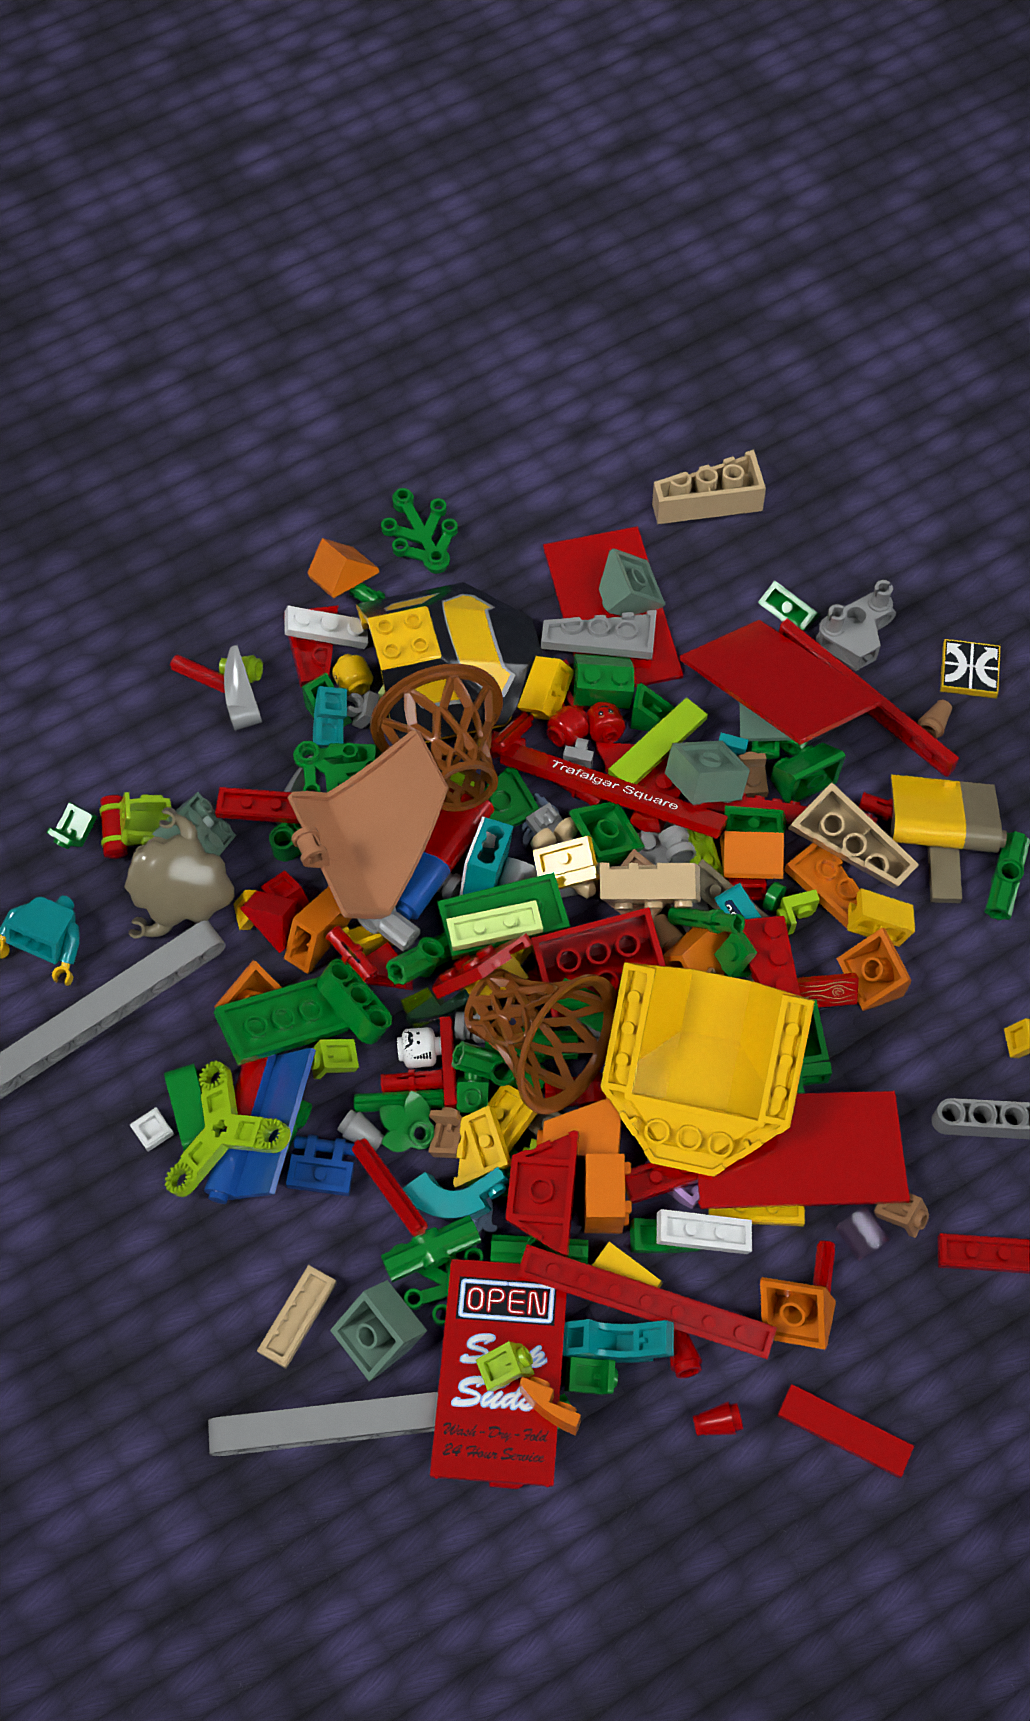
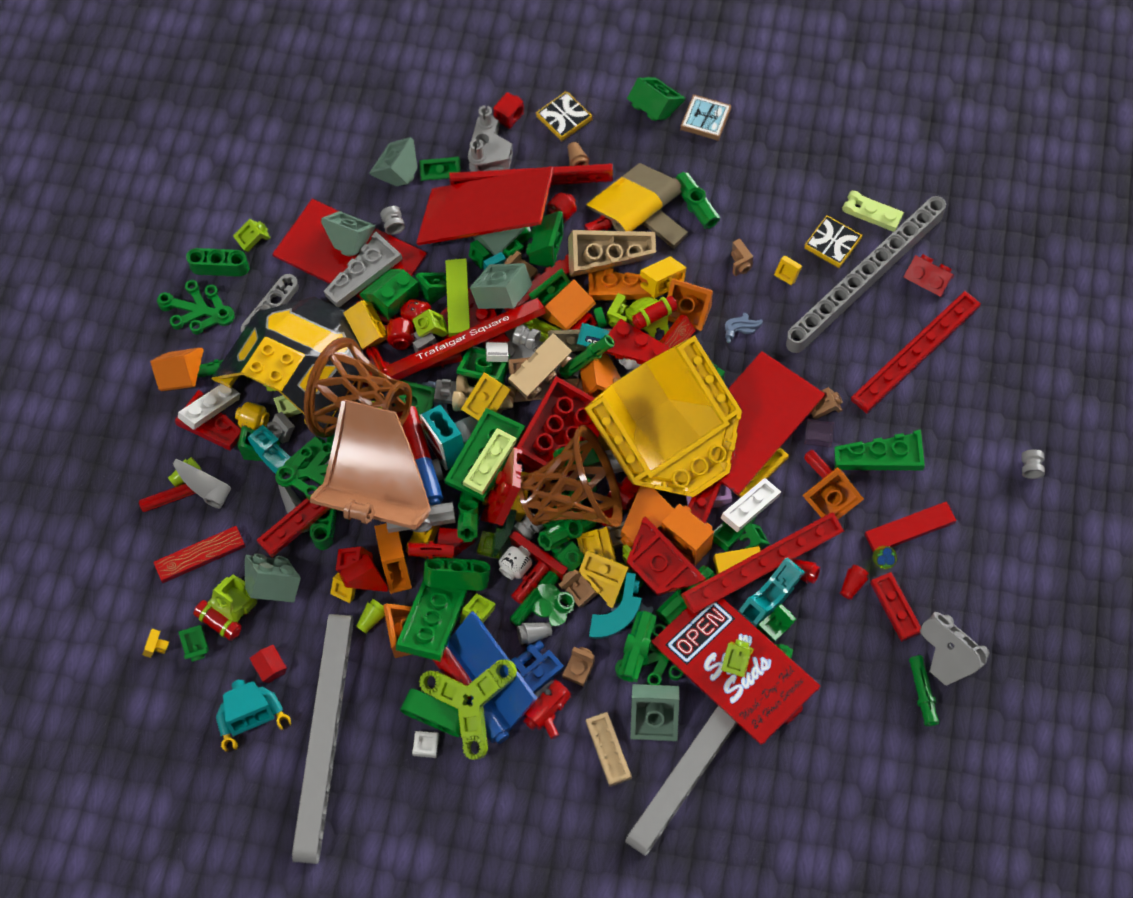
camera: 45 degrees left, 0 degrees up
(41, 791) = (154, 644): none -> yellow tile
(108, 910) = (268, 664): none -> red piece
(171, 753) = (199, 554): none -> red tile
(176, 880) = (292, 608): dark tan piece -> none
(240, 959) = (371, 616): none -> lime cone
(288, 1211) = (549, 701): none -> red piece
(364, 1209) = (579, 666): none -> medium nougat bracket
(390, 1187) = (584, 639): red axle -> none
(485, 506) = (209, 257): none -> green beam
(518, 593) = (276, 290): none -> light grey beam
(540, 1397) = (771, 653): orange slope -> none
(544, 507) = (250, 234): none -> lime bracket
(602, 743) = (430, 322): none -> lime bracket
(632, 831) = (496, 352): none -> white tile
(634, 1642) = (926, 700): none -> green pin
(673, 1269) = (756, 536): none -> green tile
(686, 612) = (393, 222): none -> light grey wheel
(711, 491) = (333, 143): tan wedge -> none
(721, 1610) = (948, 662): none -> light grey piece
(729, 721) = (479, 253): none -> green tile
(735, 1494) = (896, 606): none -> red tile
(736, 955) = (620, 359): green bracket -> none
(750, 565) = (396, 163): none -> sand green slope
(780, 1431) = (885, 557): none -> tile
(822, 941) = (650, 314): none -> piece
(861, 754) = (564, 203): none -> red head
(910, 1045) = (742, 325): none -> sand blue piece
(913, 1336) = (894, 453): none -> green wing
(919, 612) = (508, 110): none -> red brick
(988, 980) = (742, 258): none -> medium nougat bracket

